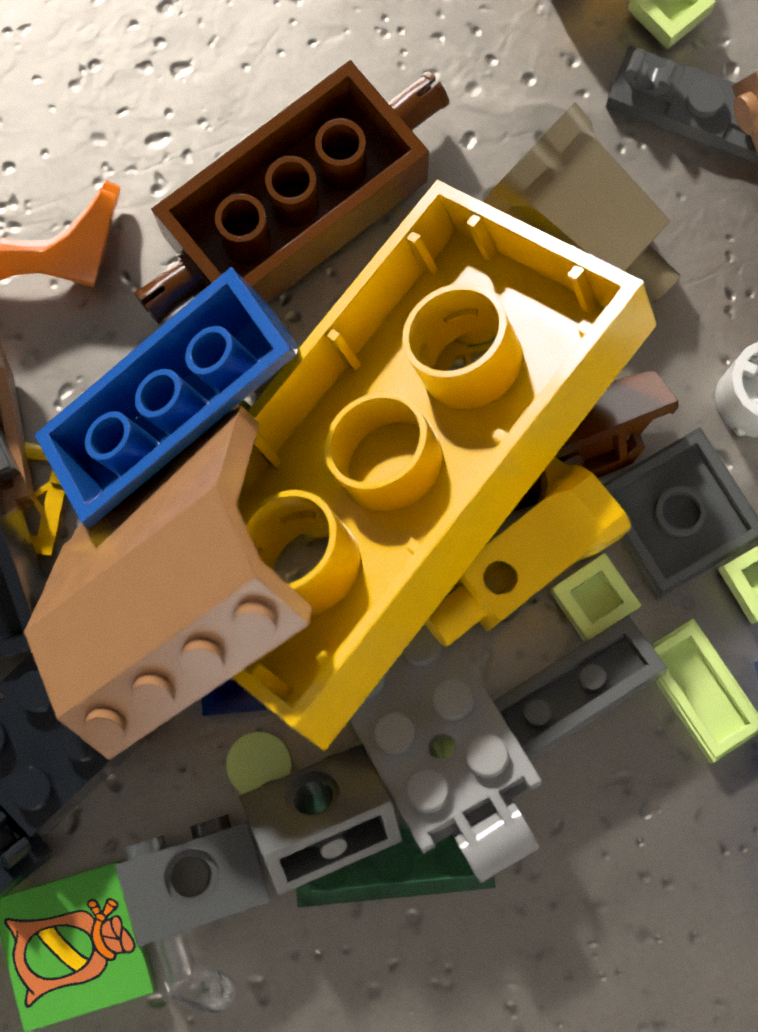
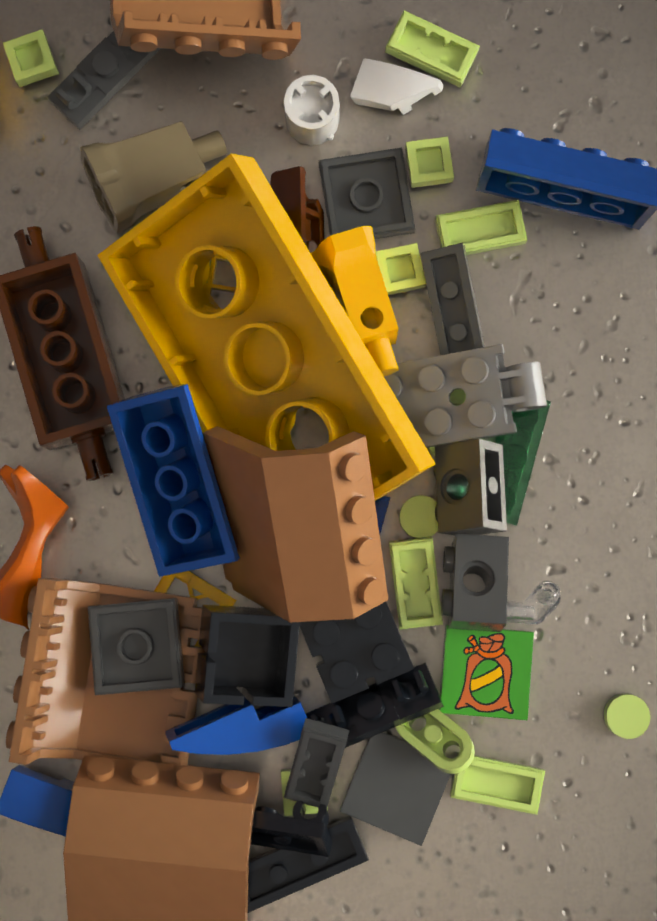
camera: 70 degrees left, 5 degrees up
(162, 792) = (415, 582): none -> yellowish green plate

